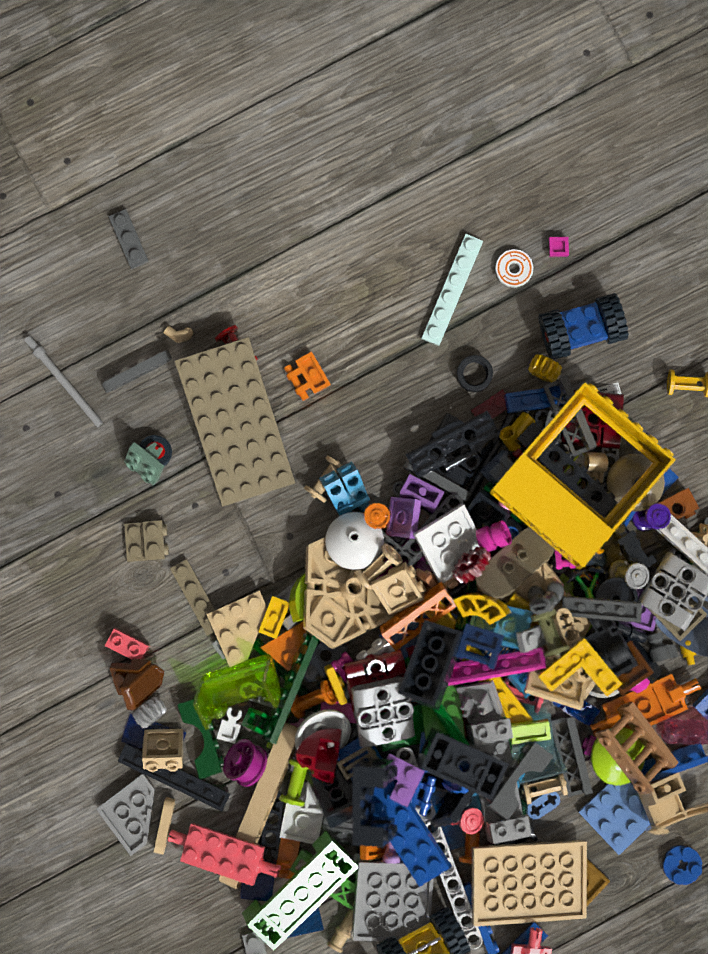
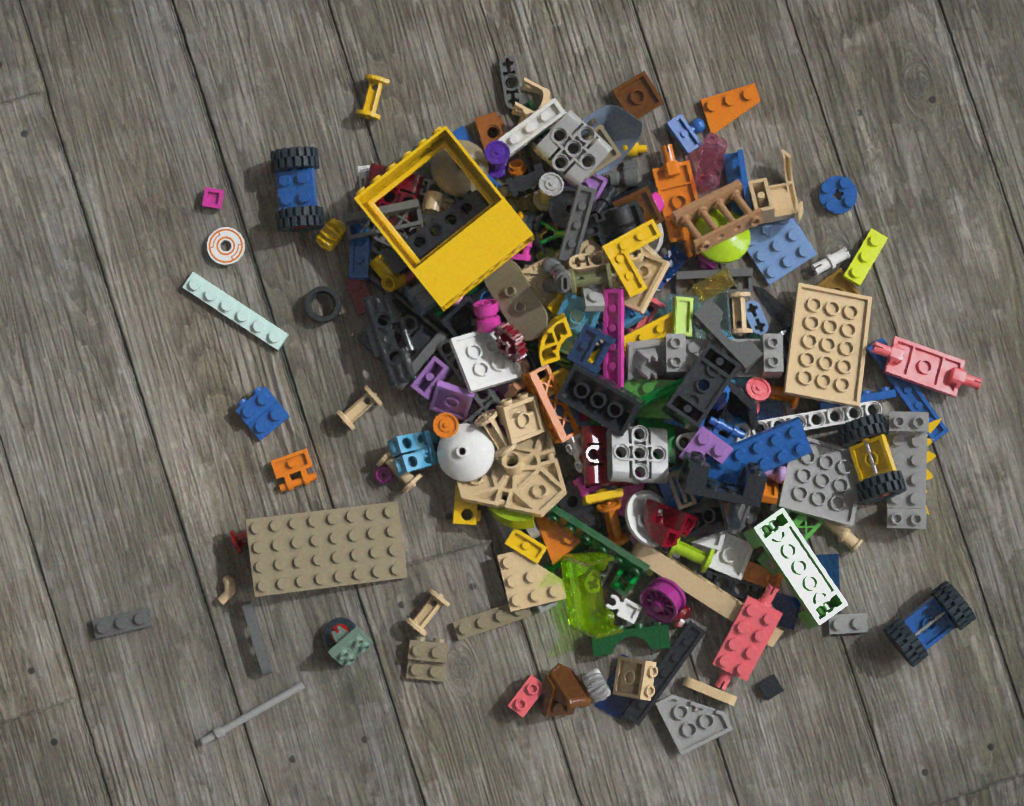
camera: 80 degrees left, 0 degrees up
(179, 885) = (770, 687): none -> black tile
(191, 532) = (427, 612): none -> tan hose
(236, 788) = (684, 614): none -> dark red piece
(299, 544) = (460, 506): none -> yellow brick
(313, 464) = (378, 475): none -> magenta plate
(357, 334) = (262, 412): none -> blue plate
(379, 428) = (359, 408): none -> tan hose
(555, 825) = (778, 310): none -> black bar
(567, 757) = (714, 285): none -> clear yellow plate
(614, 869) = (830, 261): none -> white pin
(624, 904) = (865, 257): none -> neon yellow plate
(647, 539) = (517, 167): none -> orange plate

